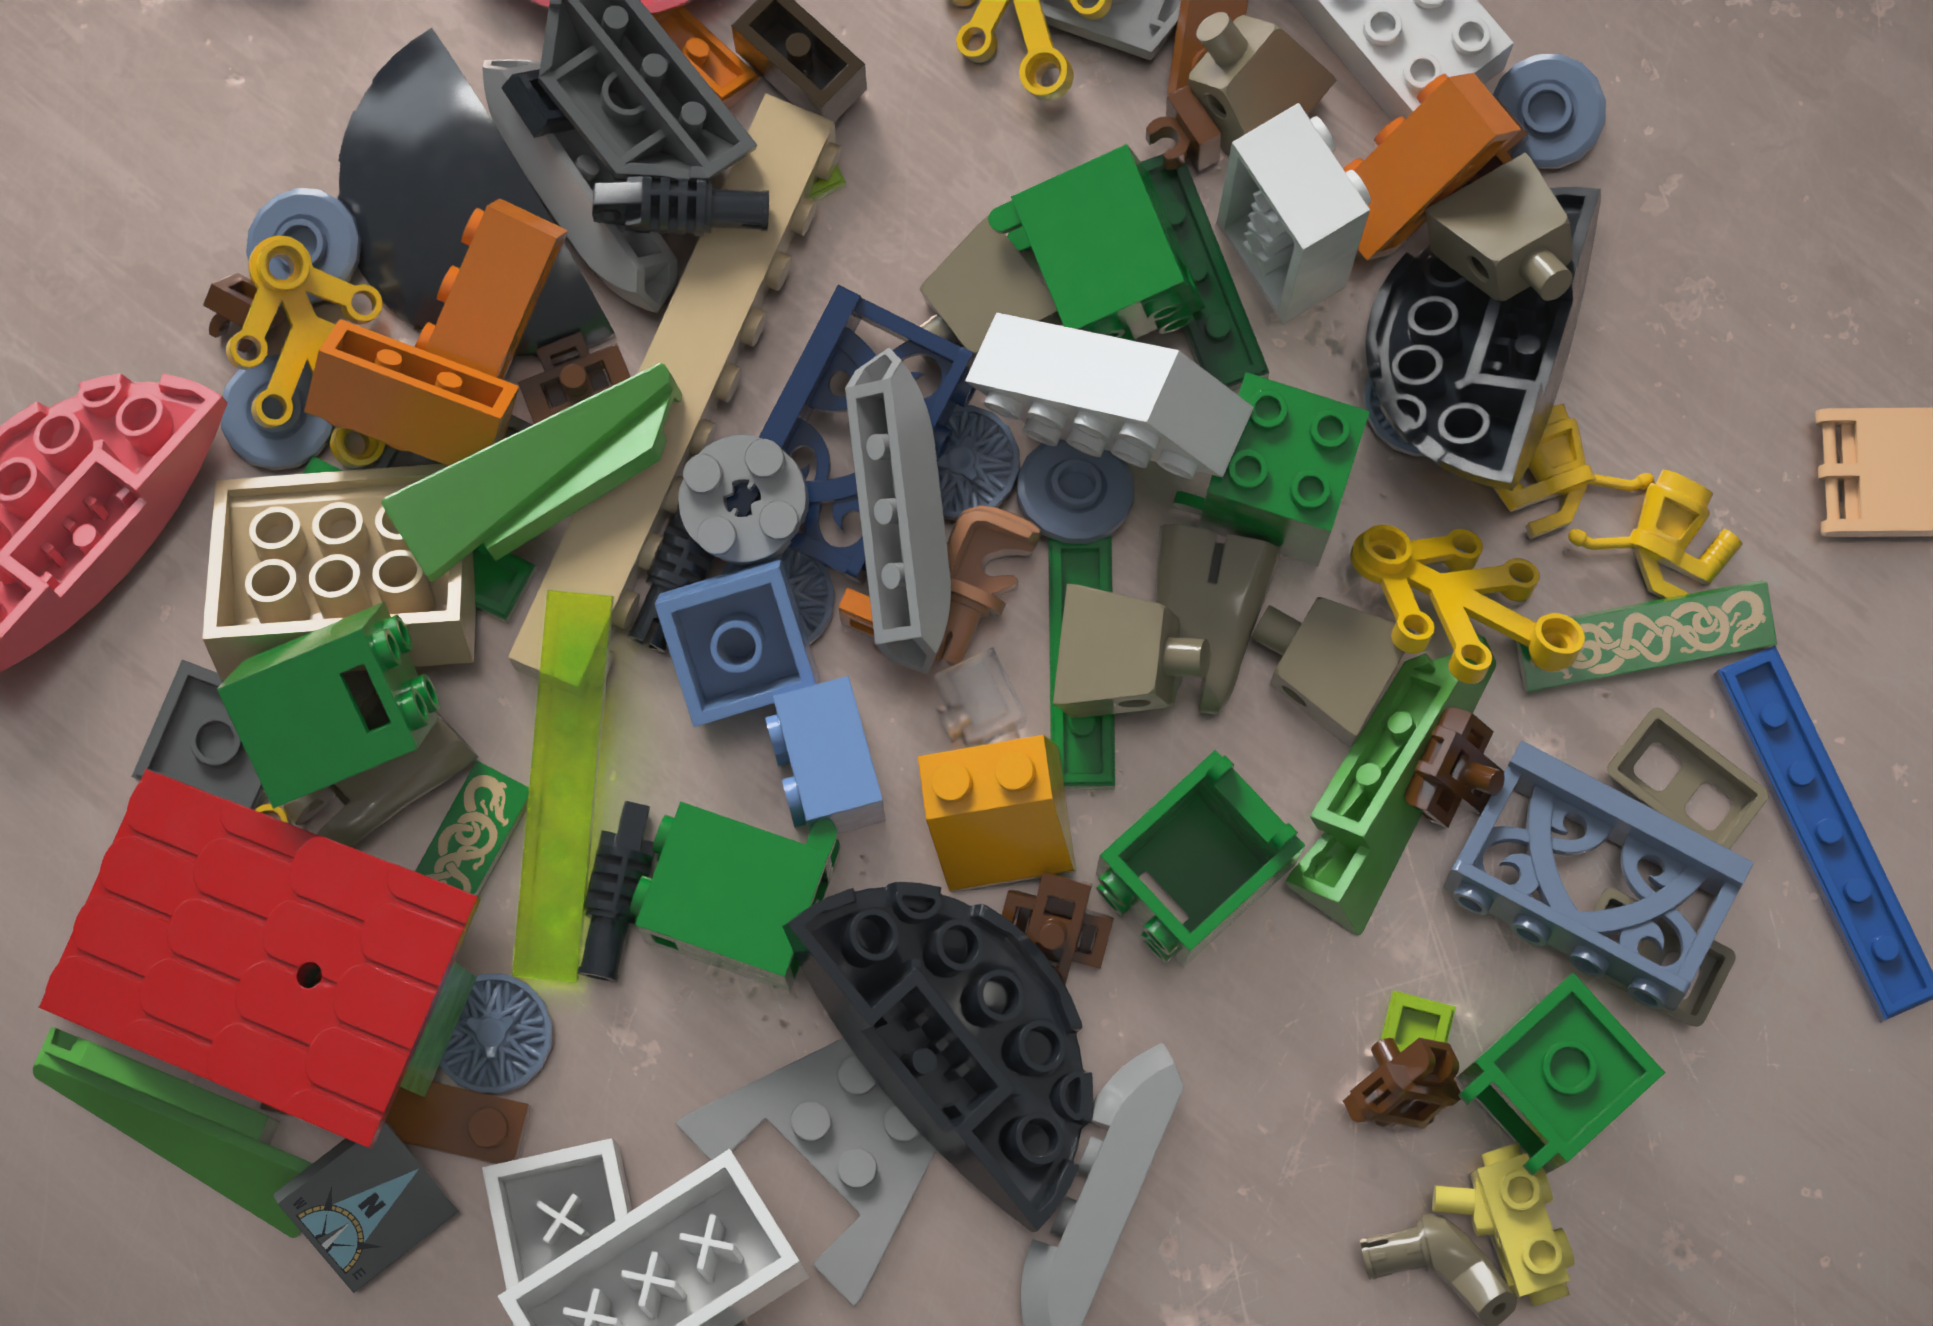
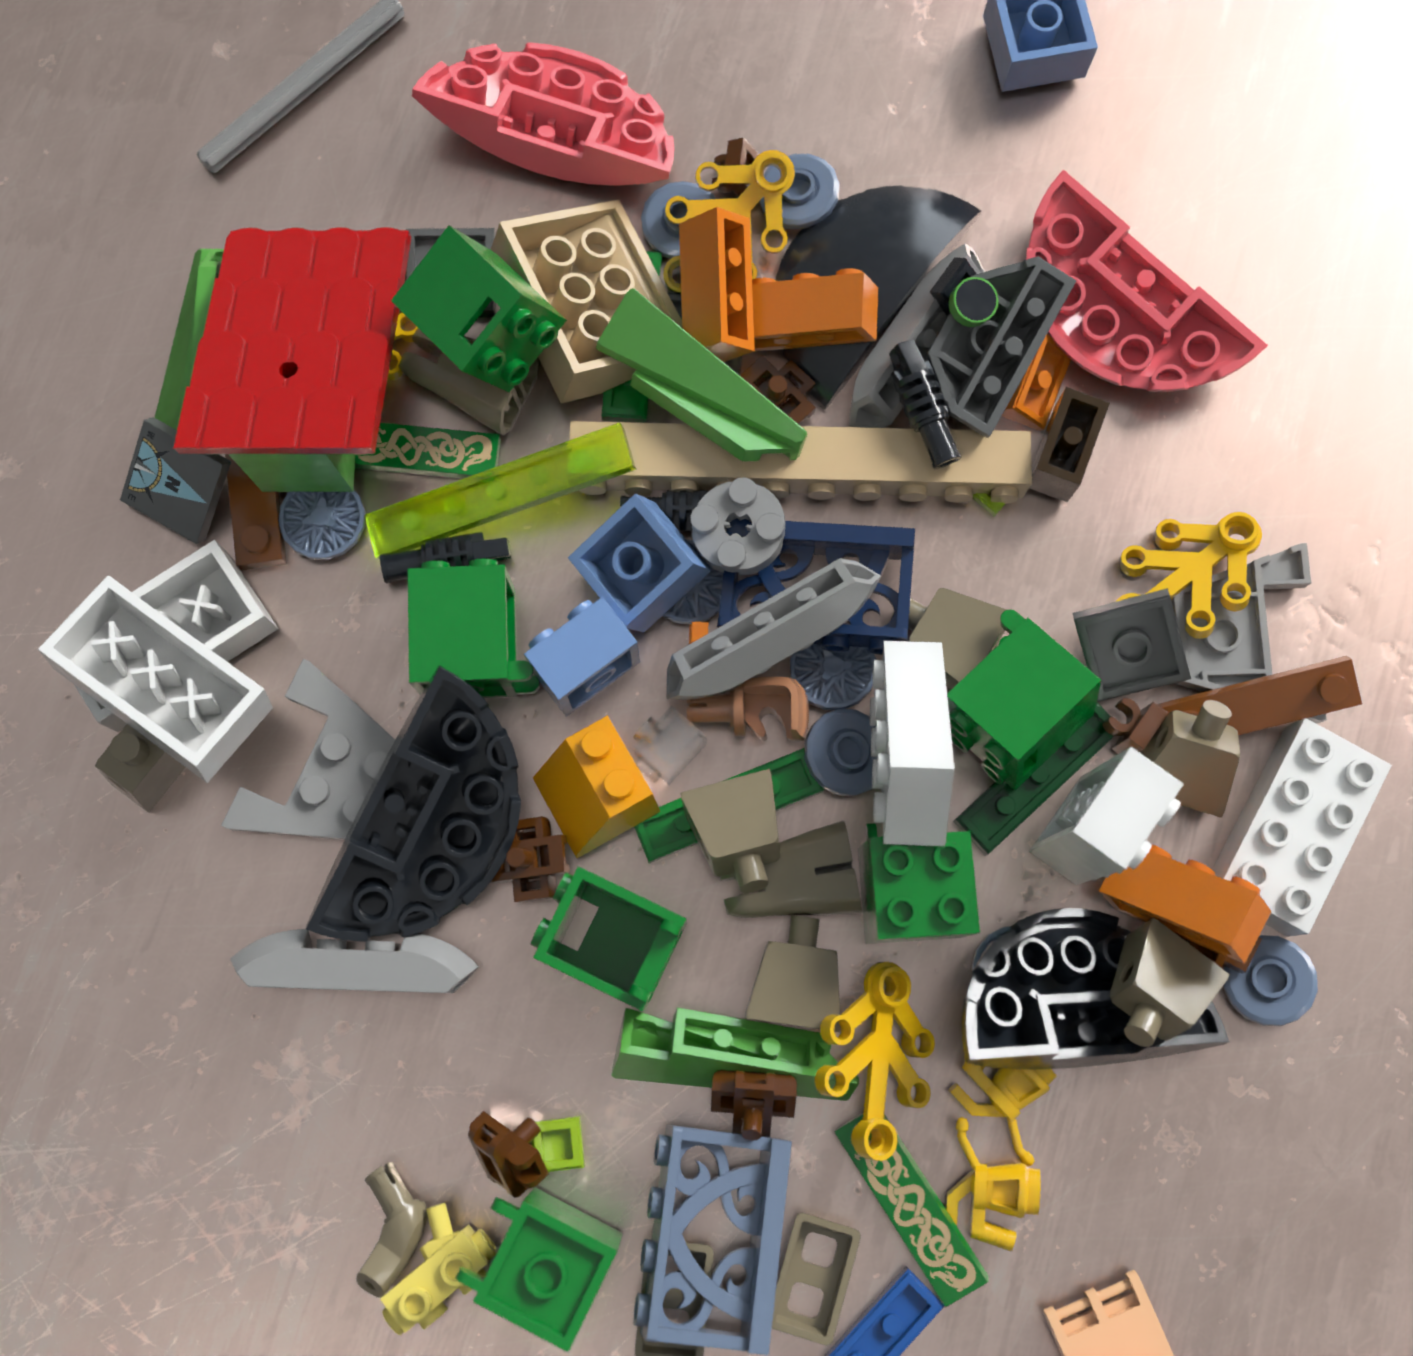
camera: 65 degrees right, 0 degrees up
(577, 89) = (973, 301): none -> black tile
(1086, 89) = (1132, 644): none -> dark grey tile

